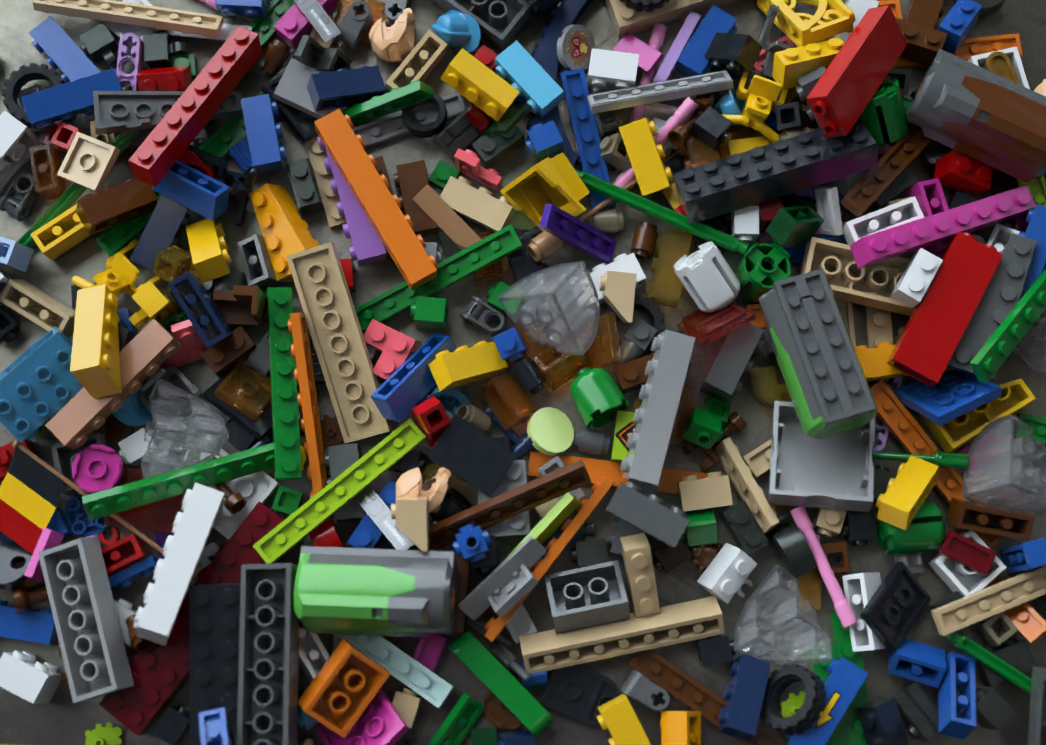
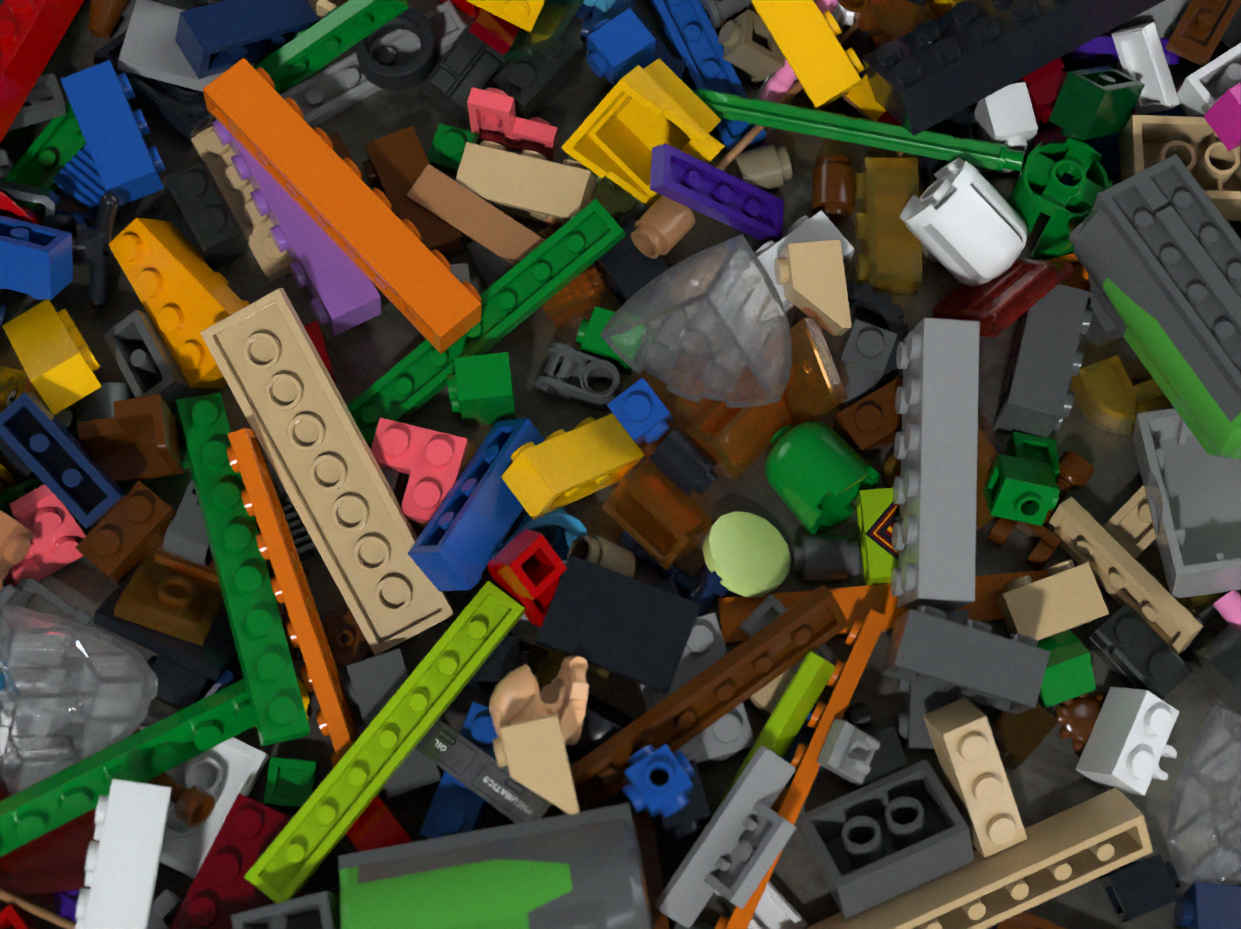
camera: 15 degrees left, 5 degrees down
(576, 547) = (848, 751): none -> light grey tile

